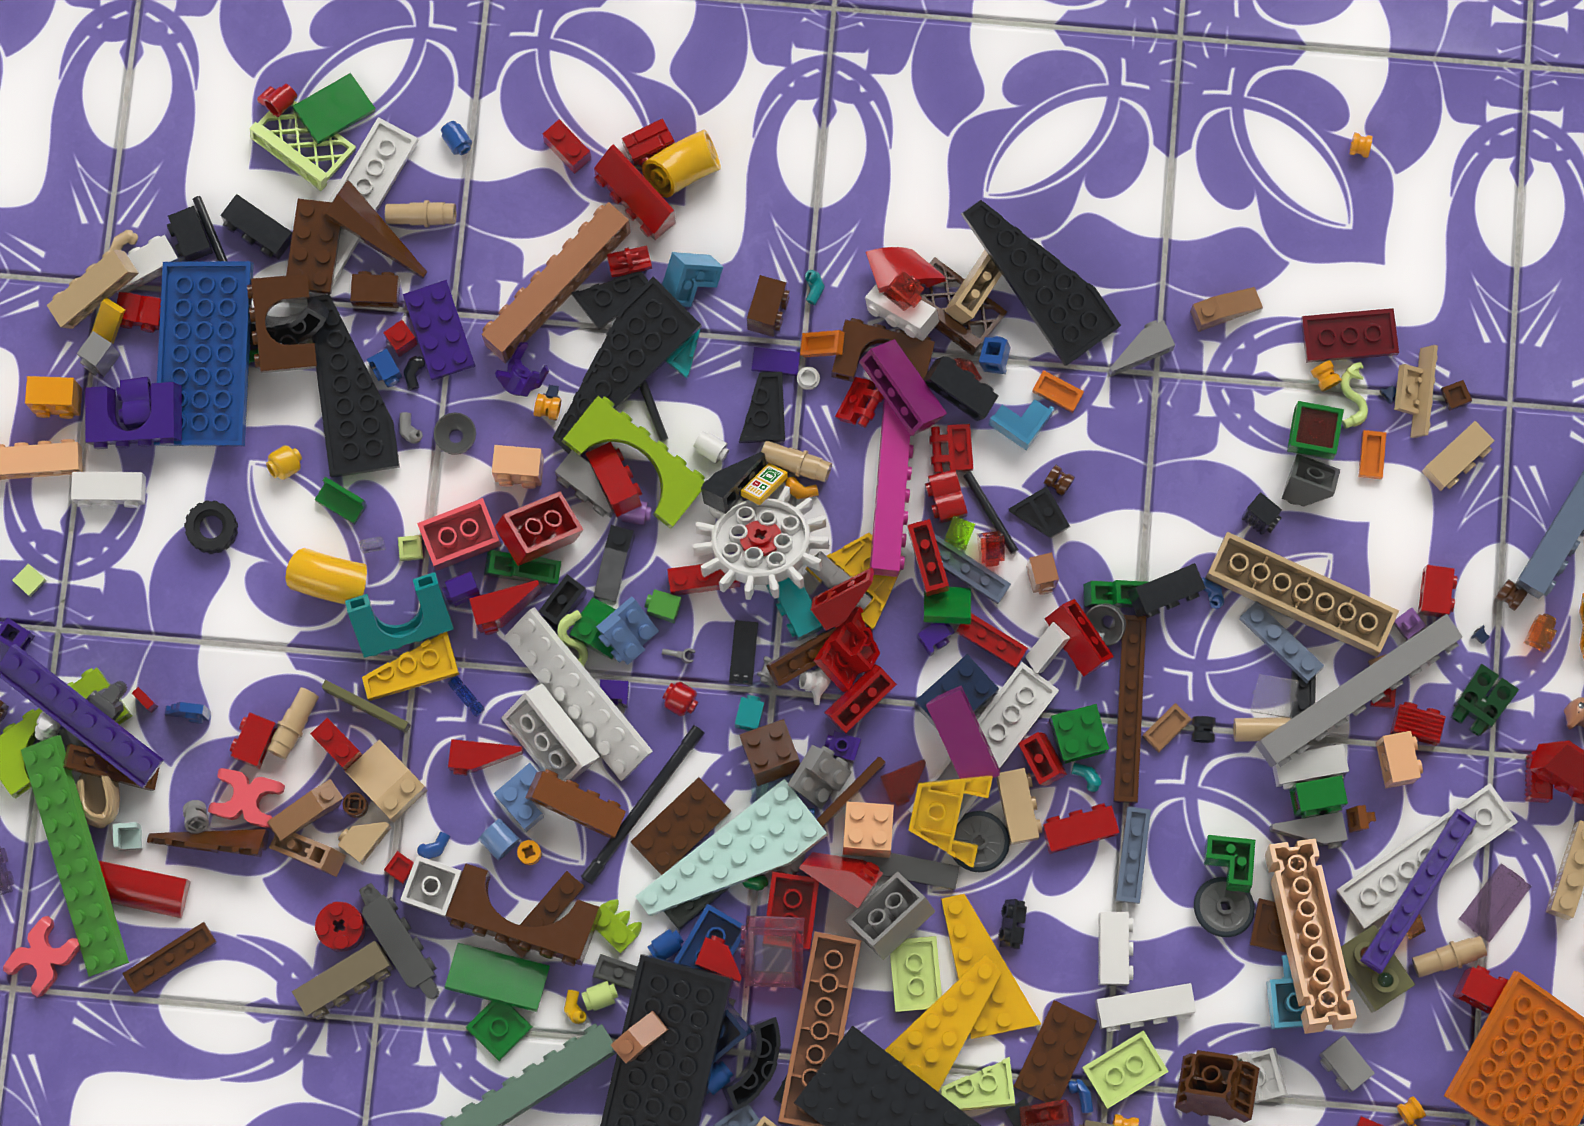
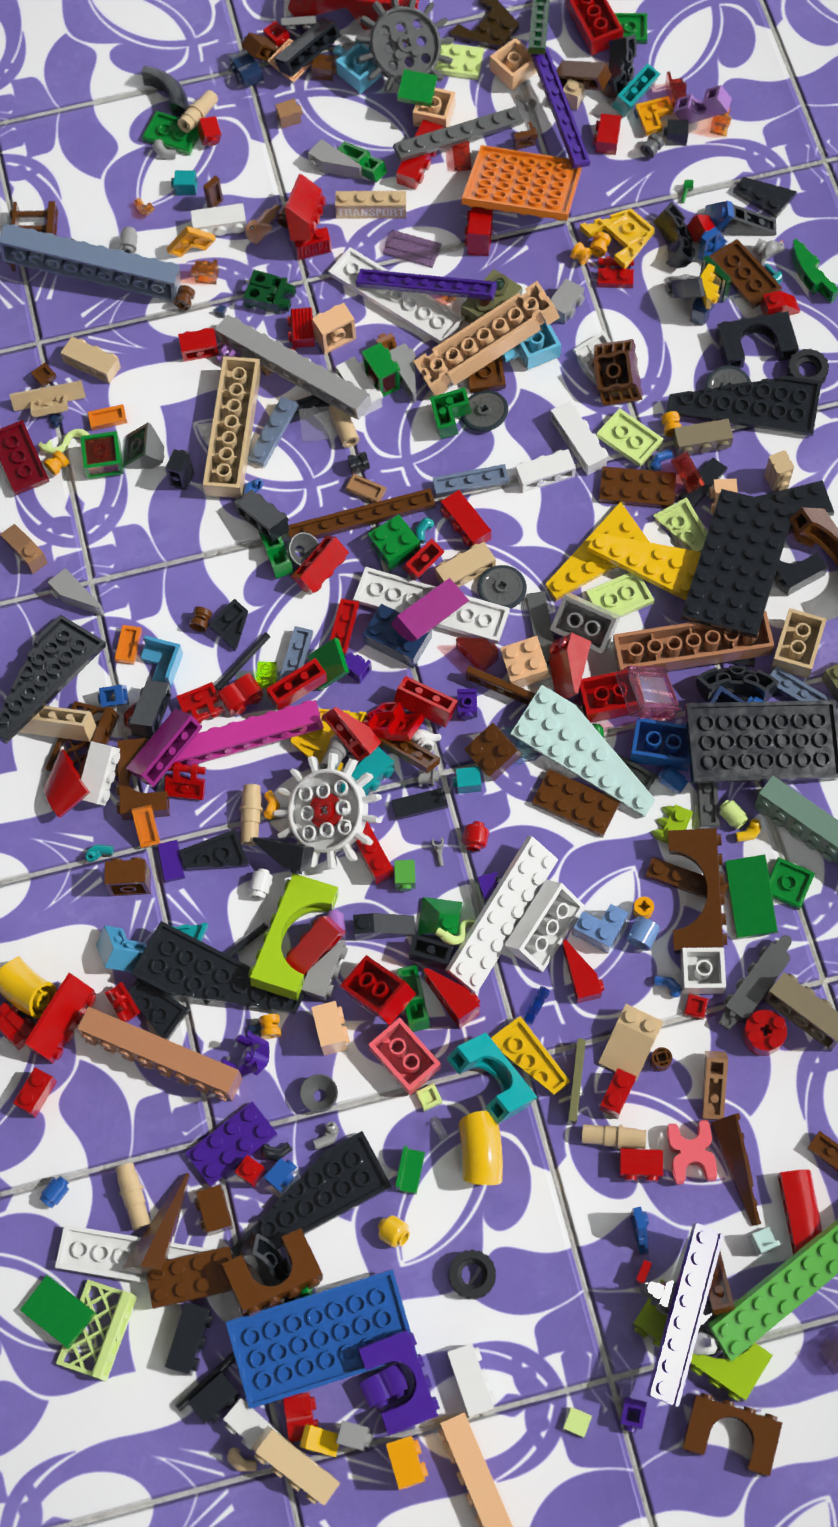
camera: 105 degrees left, 10 degrees down
(99, 799) = (745, 1273): tan hair -> none
(195, 816) = (722, 1189): light grey wheel -> none
(277, 100) = (66, 1363): red piece -> none
(306, 810) = (682, 1095): medium nougat slope -> none
(363, 839) = (686, 1042): tan slope -> none
(460, 589) = (450, 1033): dark purple brick -> none
(576, 804) = (592, 880): dark orange brick -> none
(627, 631) = (436, 893): medium blue plate -> none
(639, 1037) = (758, 760): nougat slope -> none
(687, 744) = (510, 820): black piece -> none
(717, 958) = (672, 726): red slope -> none
(764, 484) = (278, 829): tile -> none
(808, 378) = (177, 830): white plate -> none
(819, 775) = (493, 709): light grey plate -> none
(904, 291) = (84, 767): clear red brick -> none
(938, 810) = (491, 615): yellow wing -> none
(991, 548) = (270, 646): clear red slope -> none
(1009, 934) = (560, 544): black hinge -> none
(1042, 573) = (279, 603): nougat brick -> none
(1047, 648) = (336, 583): white slope -> none
(1449, 956) = (461, 259): tan piece -> none

